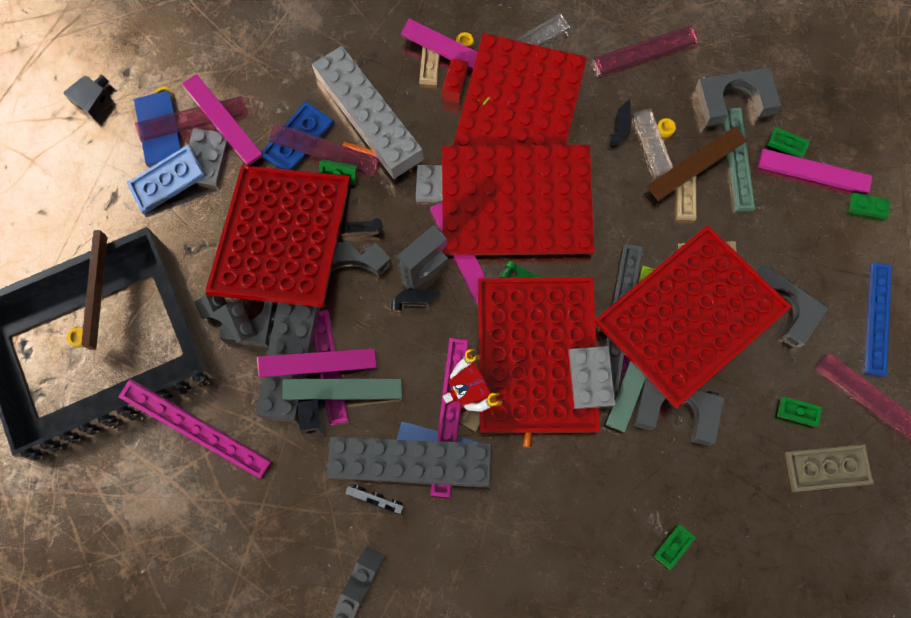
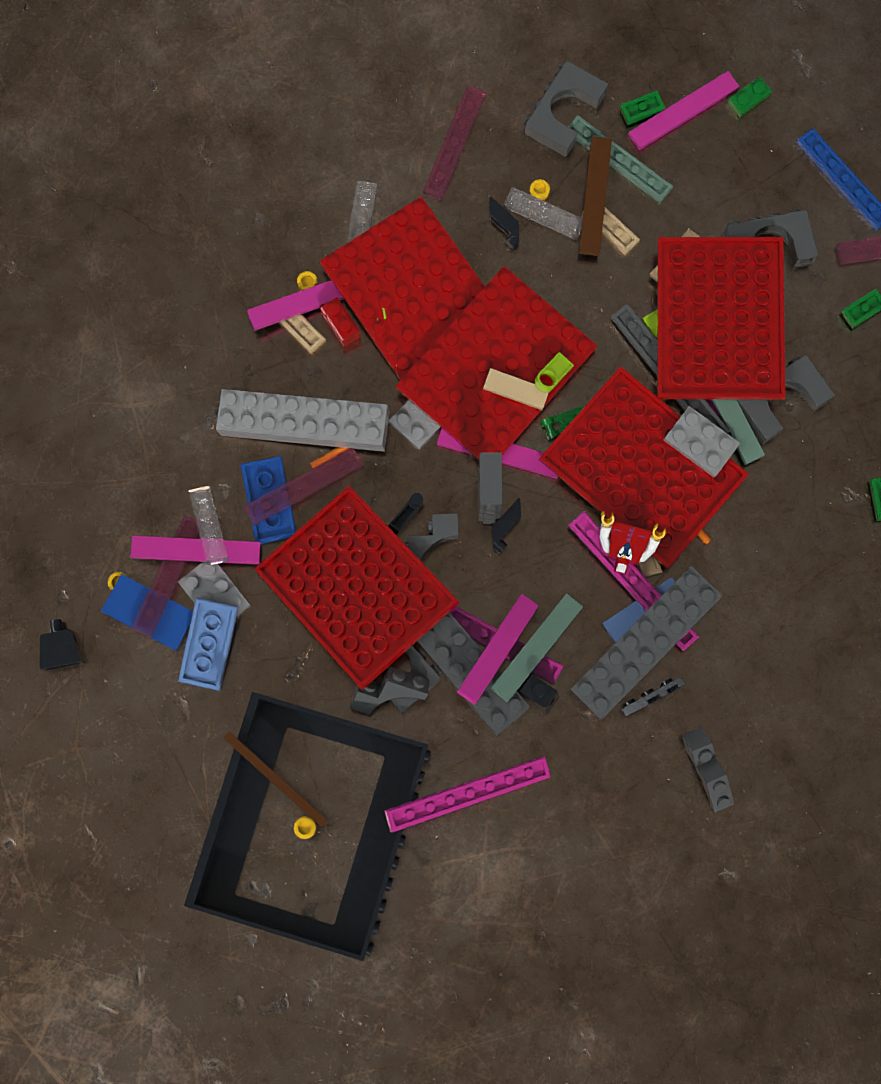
camera: 50 degrees left, 5 degrees up
(244, 113) = (208, 525): none -> clear plate
(338, 168) = (333, 489): green plate -> none
(511, 222) = (515, 389): none -> tan tile
(549, 236) = (556, 370): none -> lime piece

